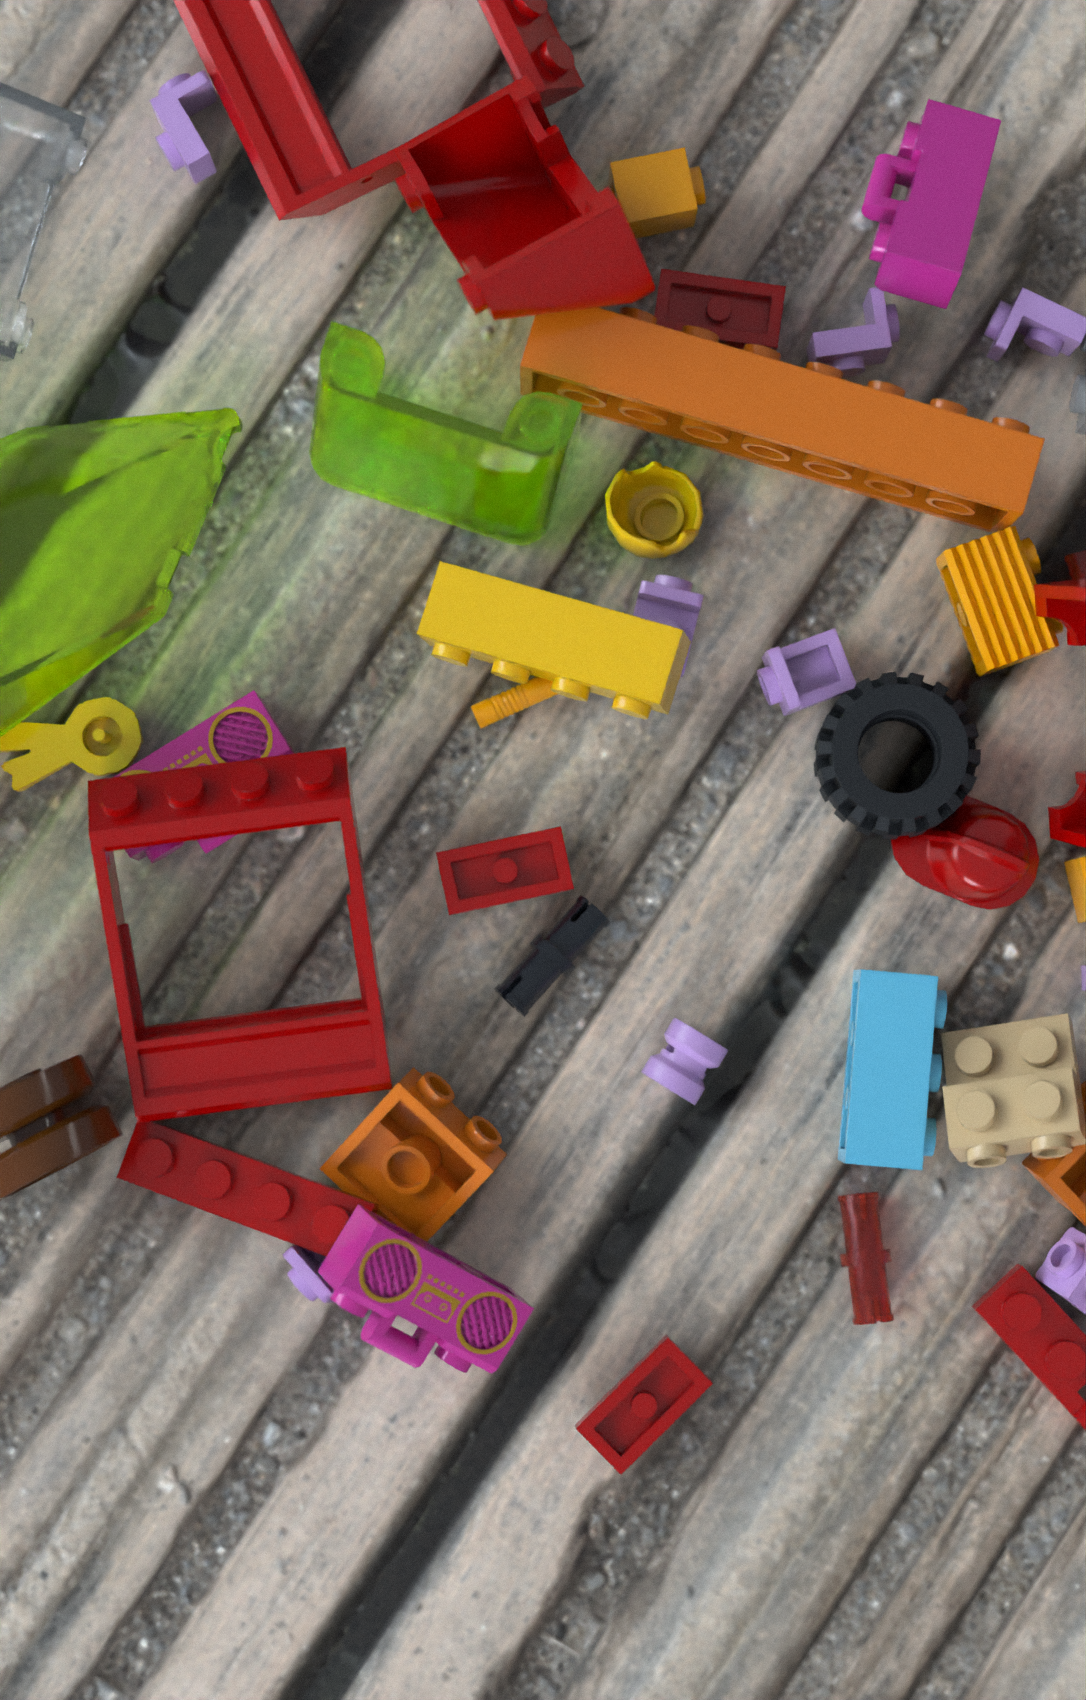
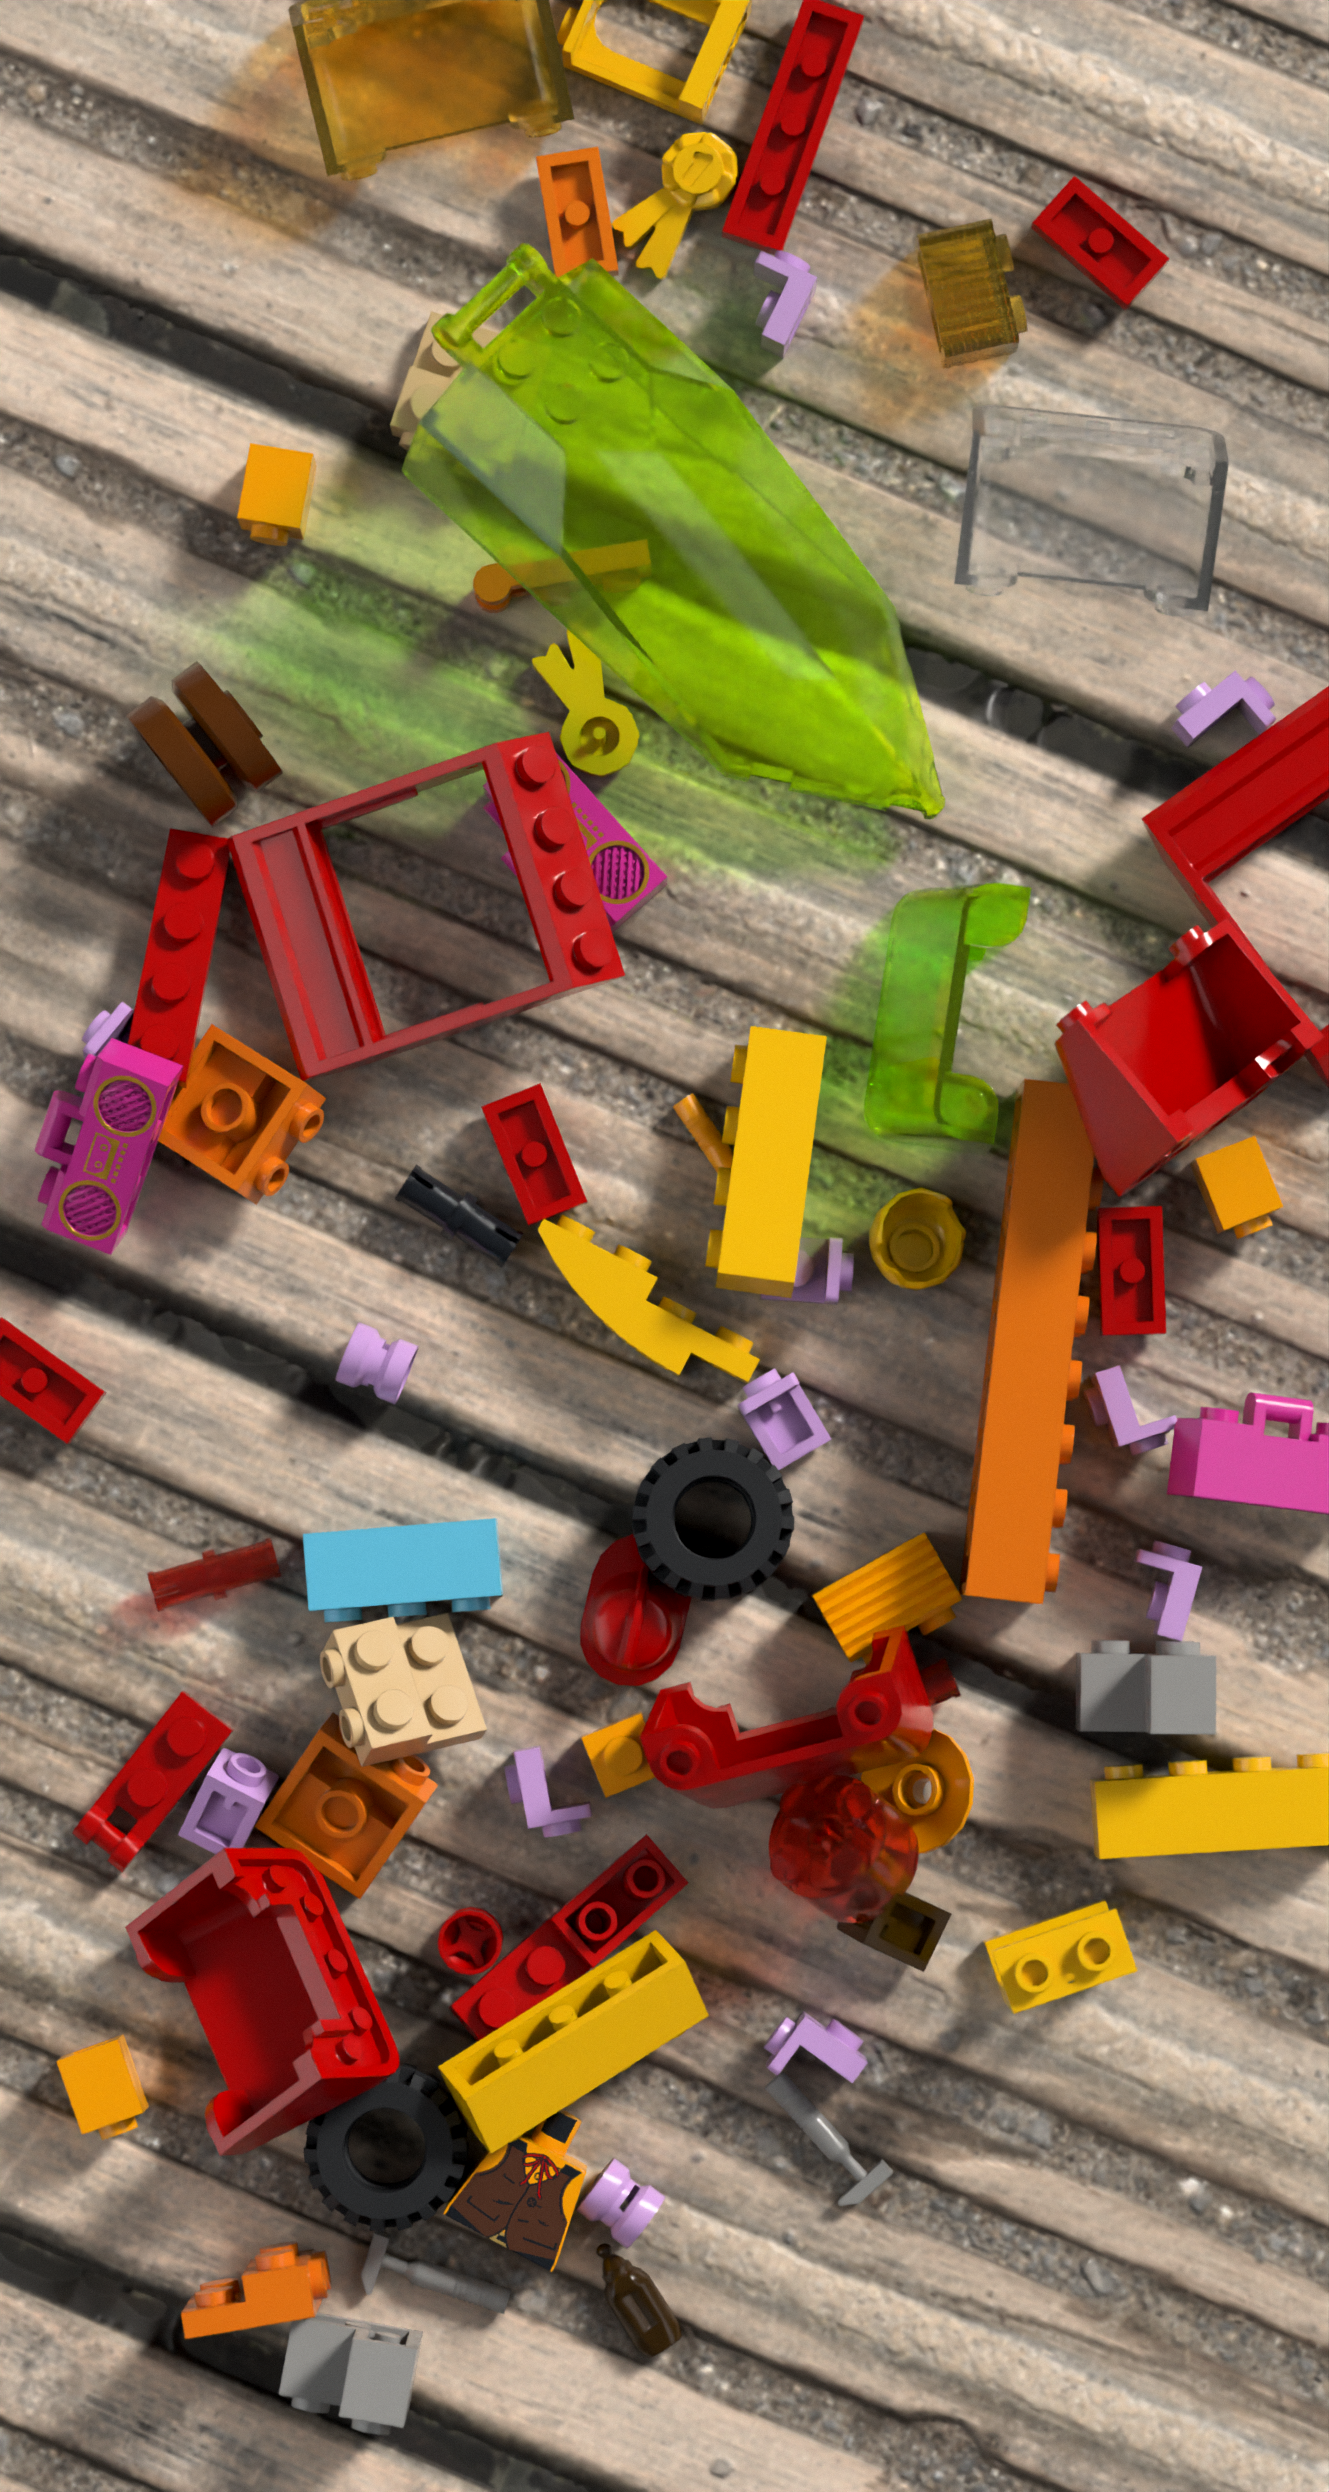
camera: 85 degrees right, 0 degrees up
(656, 811) = (618, 1292): none -> yellow slope

